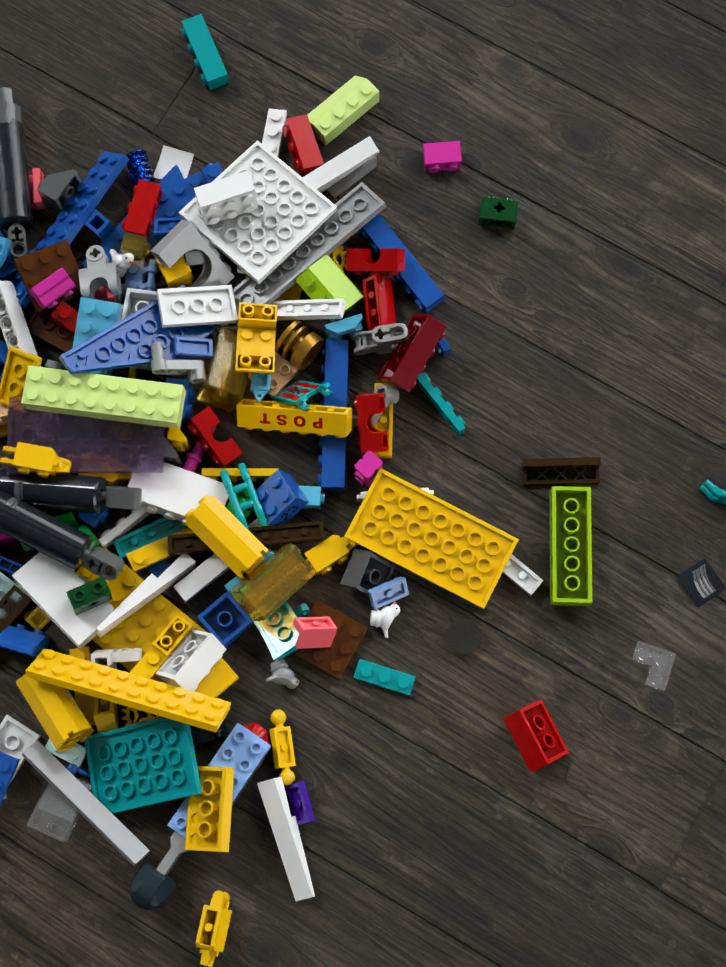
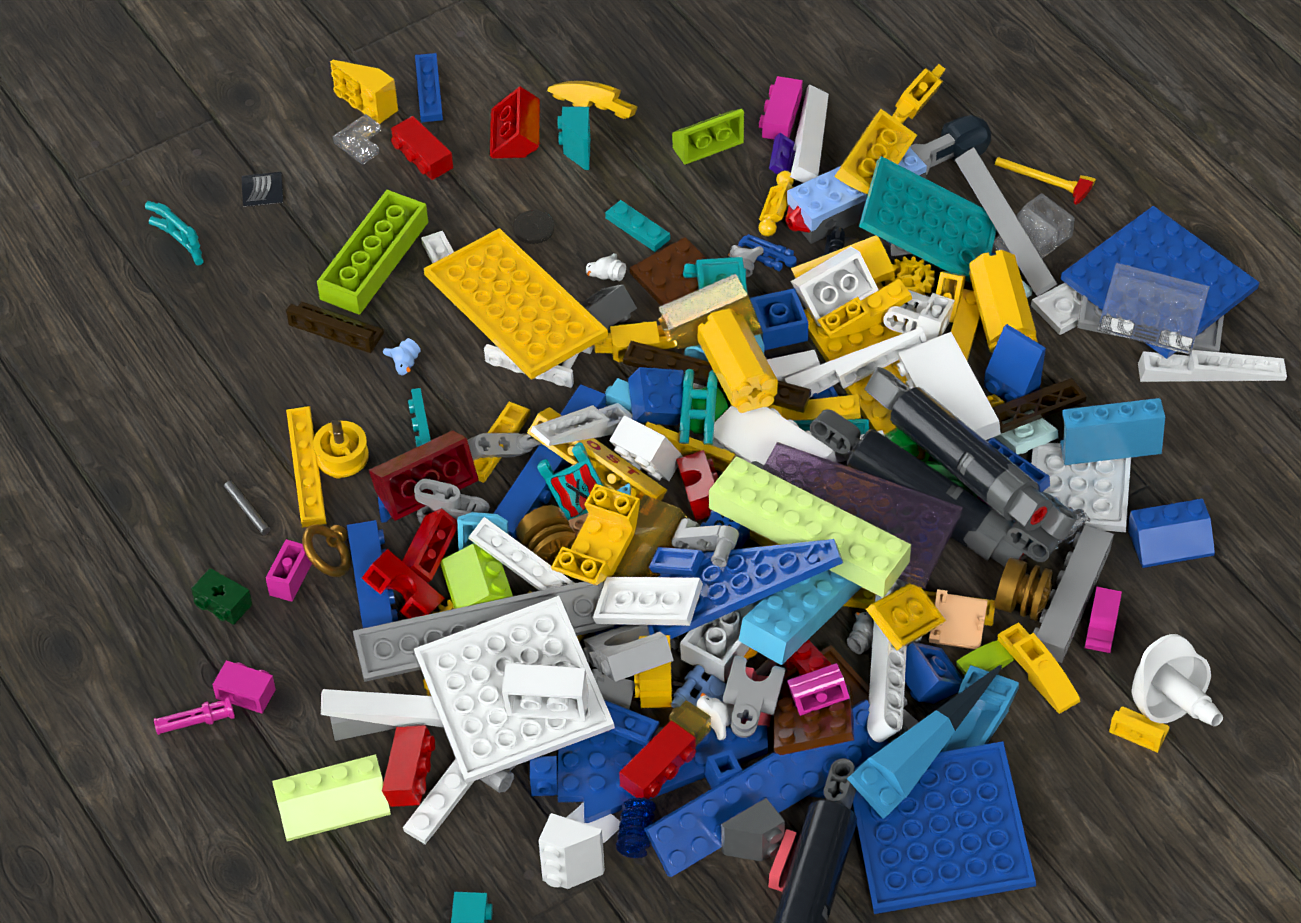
camera: 155 degrees left, 25 degrees down
(36, 459) = (920, 496): yellow hinge -> none
(43, 882) = (1079, 189): none -> yellow piece
(89, 595) = (918, 364): dark green brick -> none
(129, 690) = (914, 264): yellow plate -> none
(165, 120) = (570, 852): none -> white slope
(245, 691) = (770, 249): none -> blue piece
(262, 440) = (645, 449): none -> white brick
(313, 430) = (581, 425): none -> white slope
(314, 632) = (686, 267): coral panel -> none
(325, 859) = (781, 108): none -> dark pink brick
(367, 468) = (543, 389): dark pink brick -> none
(370, 438) = (513, 420): red arch -> none
(372, 796) = (709, 136): none -> lime slope
(388, 592) = (599, 280): medium blue plate -> none
(448, 290) = (335, 531): none -> pearl gold piece
(454, 129) = (207, 713): none -> dark pink pin
(463, 246) = (288, 571): none -> dark pink brick
(475, 738) = (575, 134): none -> teal slope
(487, 359) = (341, 449): none -> yellow wheel
(490, 798) = (586, 93): none -> yellow slope
(492, 463) = (403, 355): none -> light blue animal
(507, 343) = (306, 467): none -> yellow tile
(526, 291) = (247, 507): none -> flat silver bar
(598, 675) = (421, 148): none -> red brick
(632, 749) = (428, 87): none -> blue plate
(669, 709) = (365, 89): none -> yellow slope

